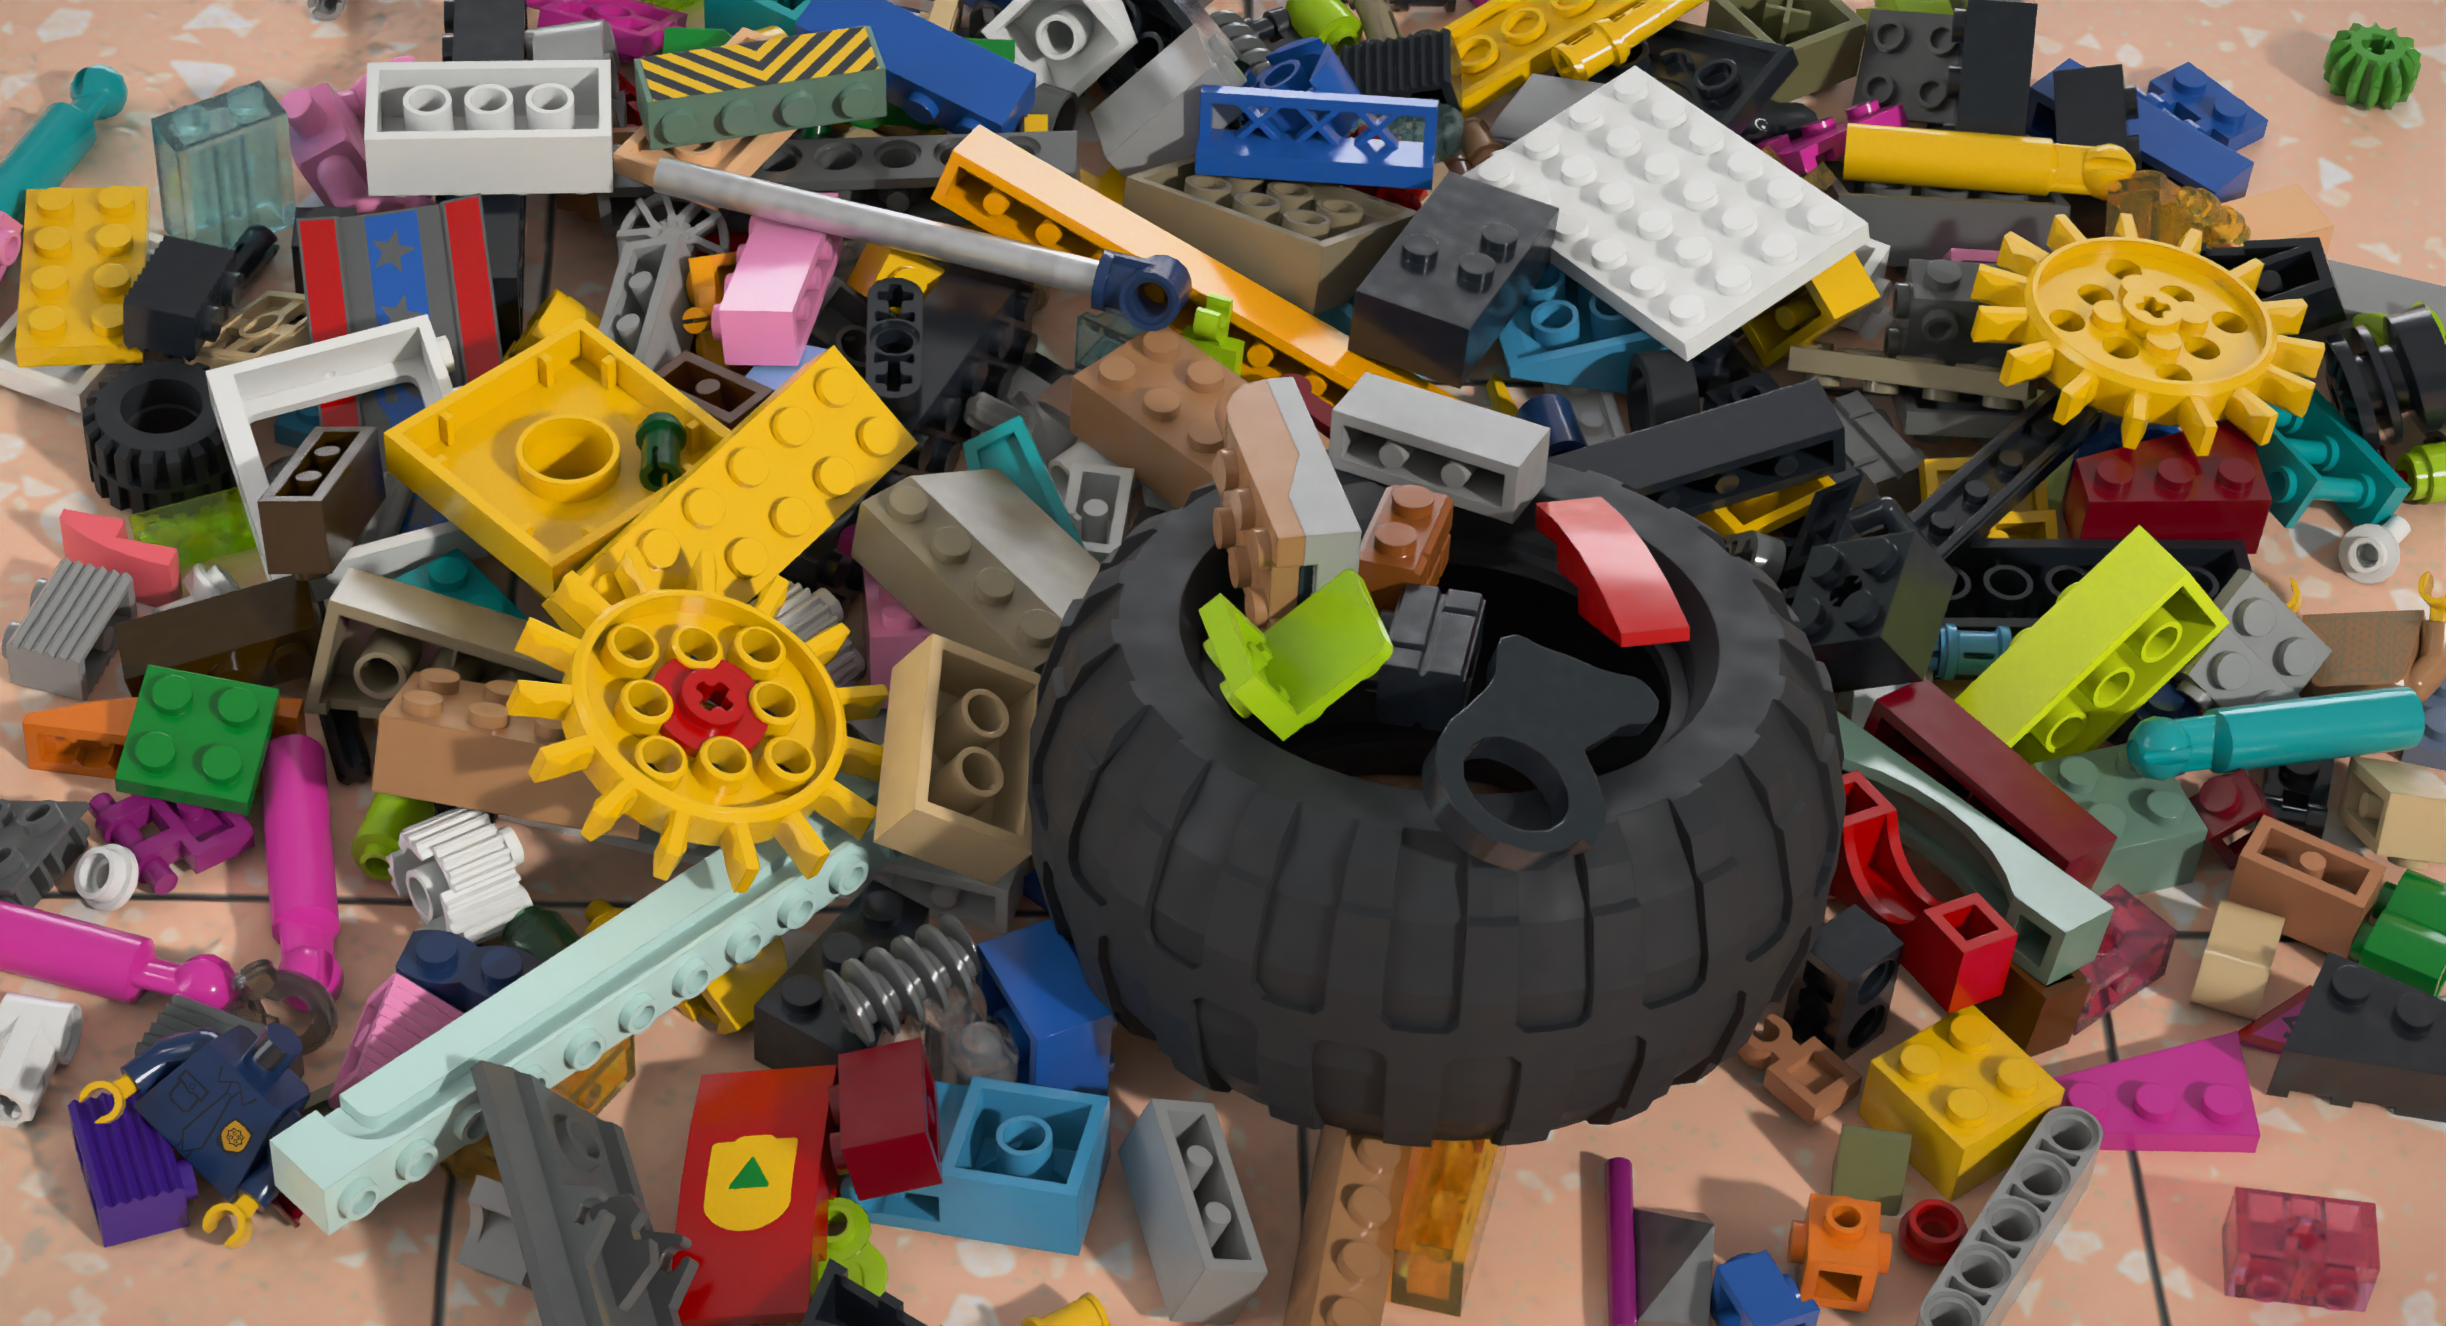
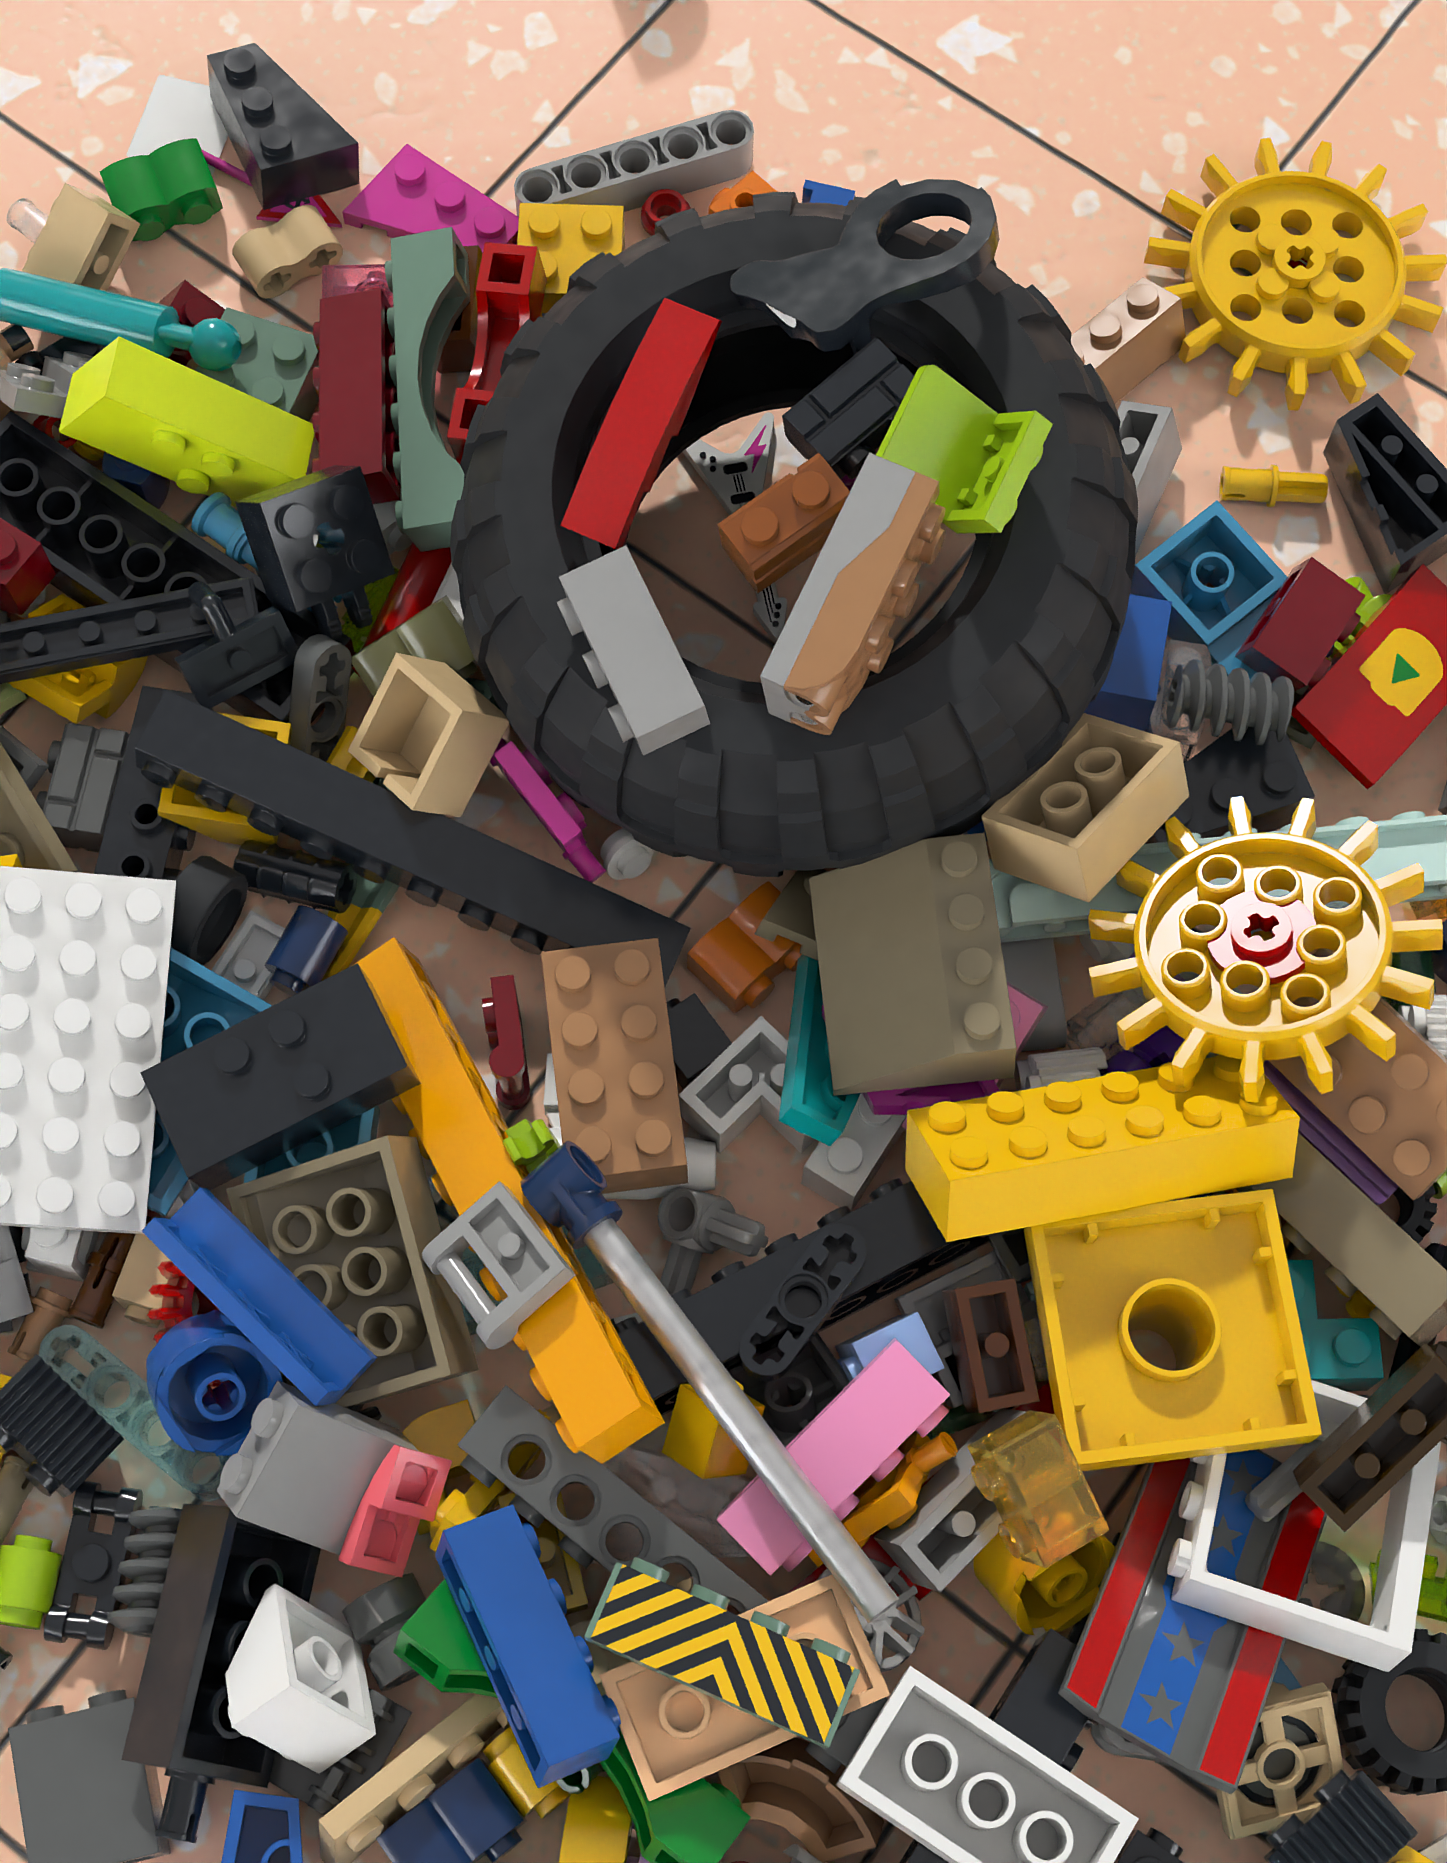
camera: 140 degrees left, 25 degrees up
(612, 289) = (1036, 1489): none -> clear yellow brick
(660, 441) = (1099, 1271): dark green pin -> none
(1092, 115) = (388, 1516): none -> coral slope
(1151, 213) = (512, 1251): none -> light grey plate
(2300, 1249) = (469, 61): clear pink brick -> none
(2309, 882) = (197, 245): nougat brick -> none

